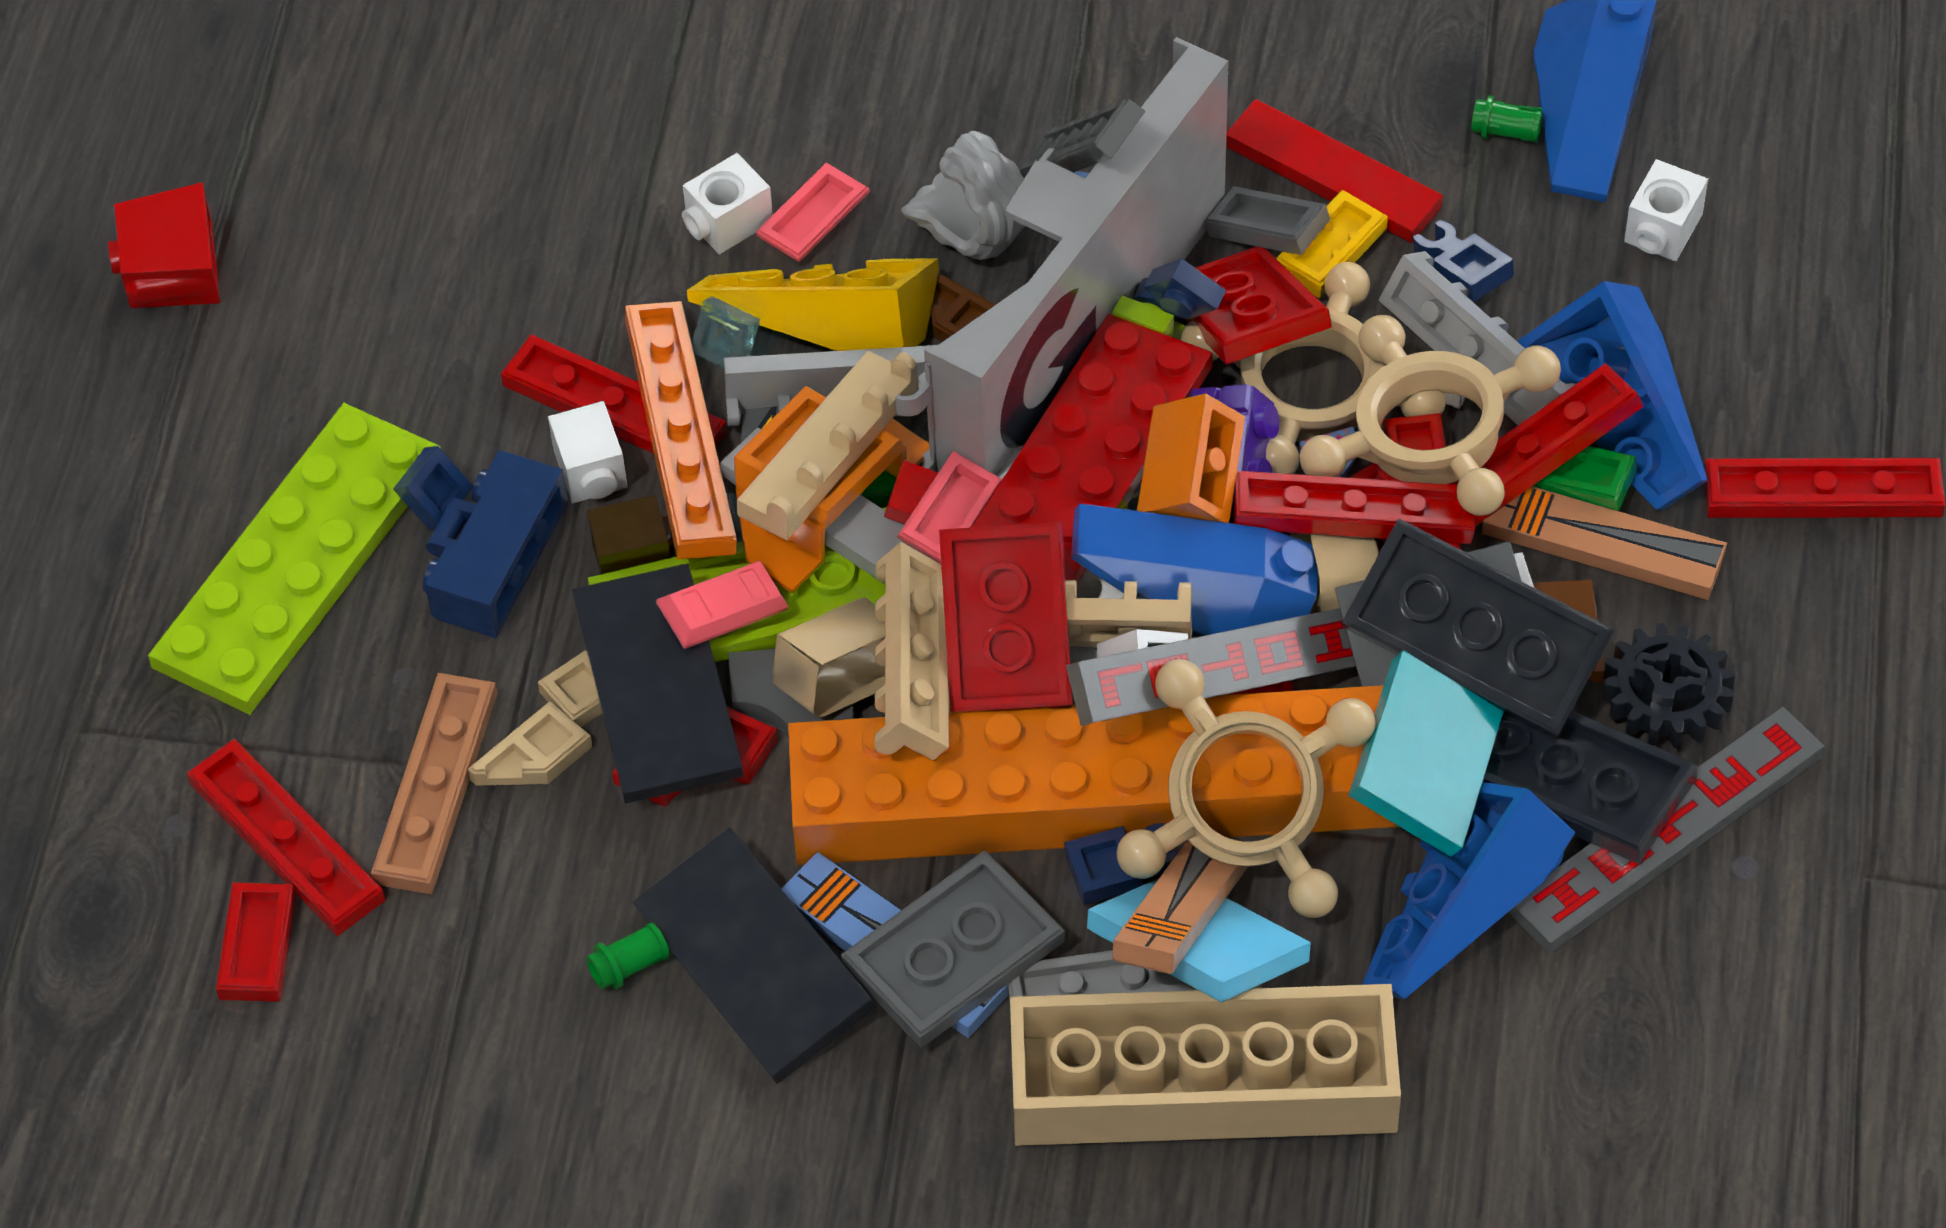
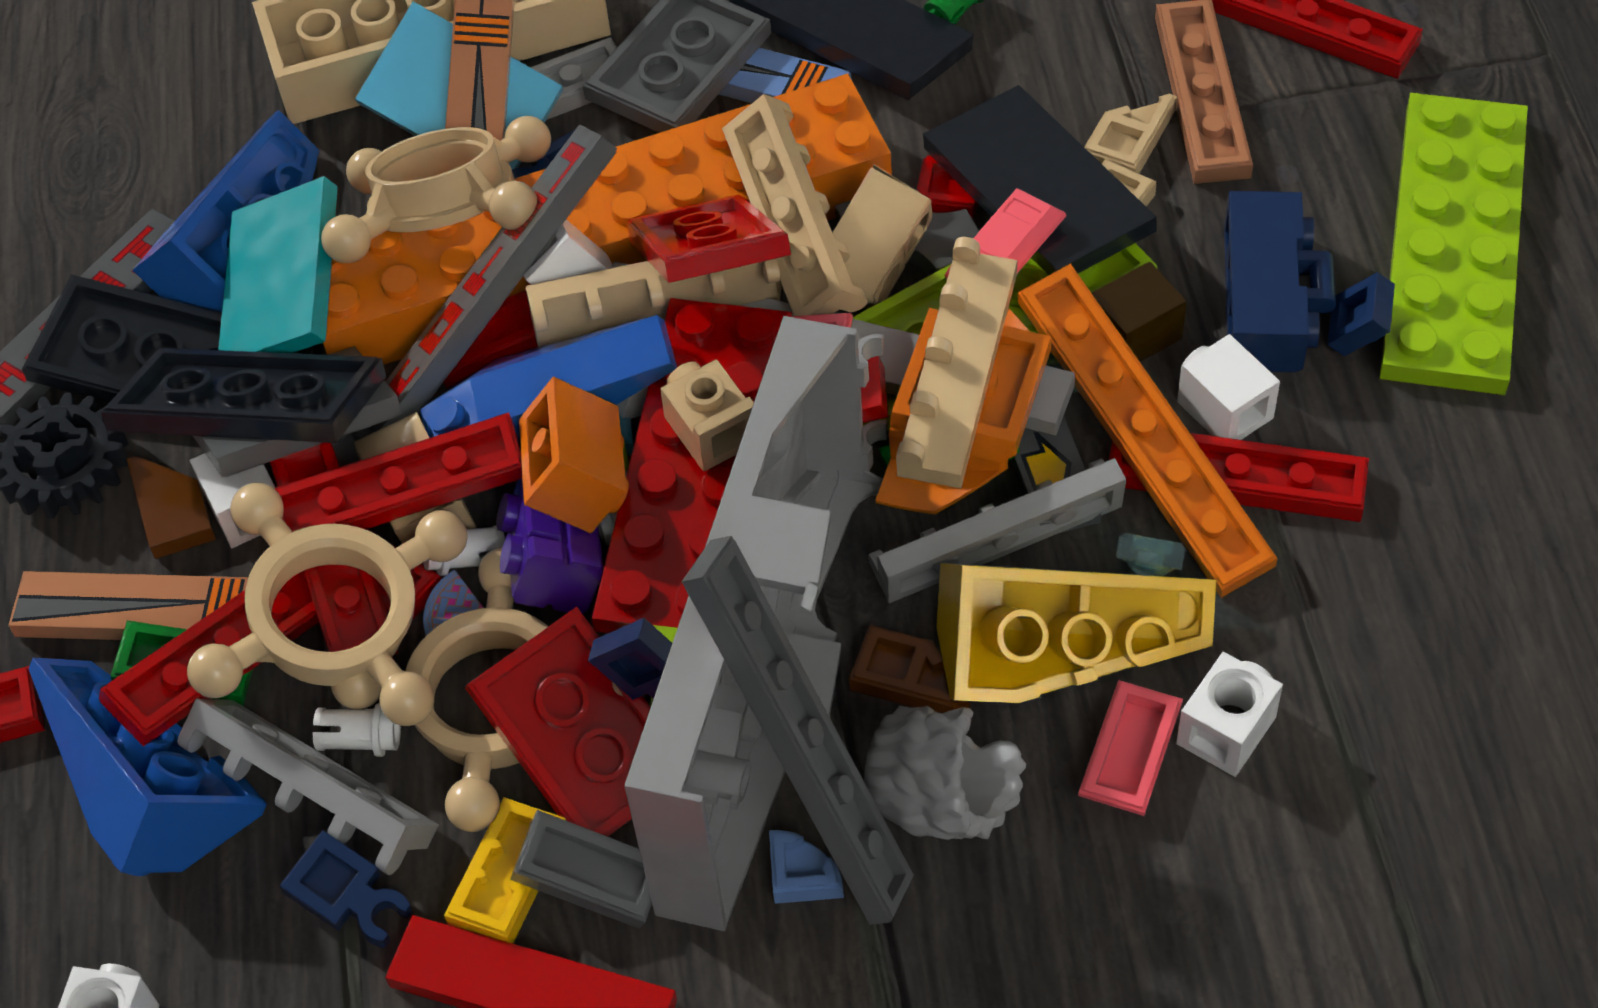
camera: 165 degrees right, 0 degrees up
(1060, 445) = (706, 411): none -> tan brick

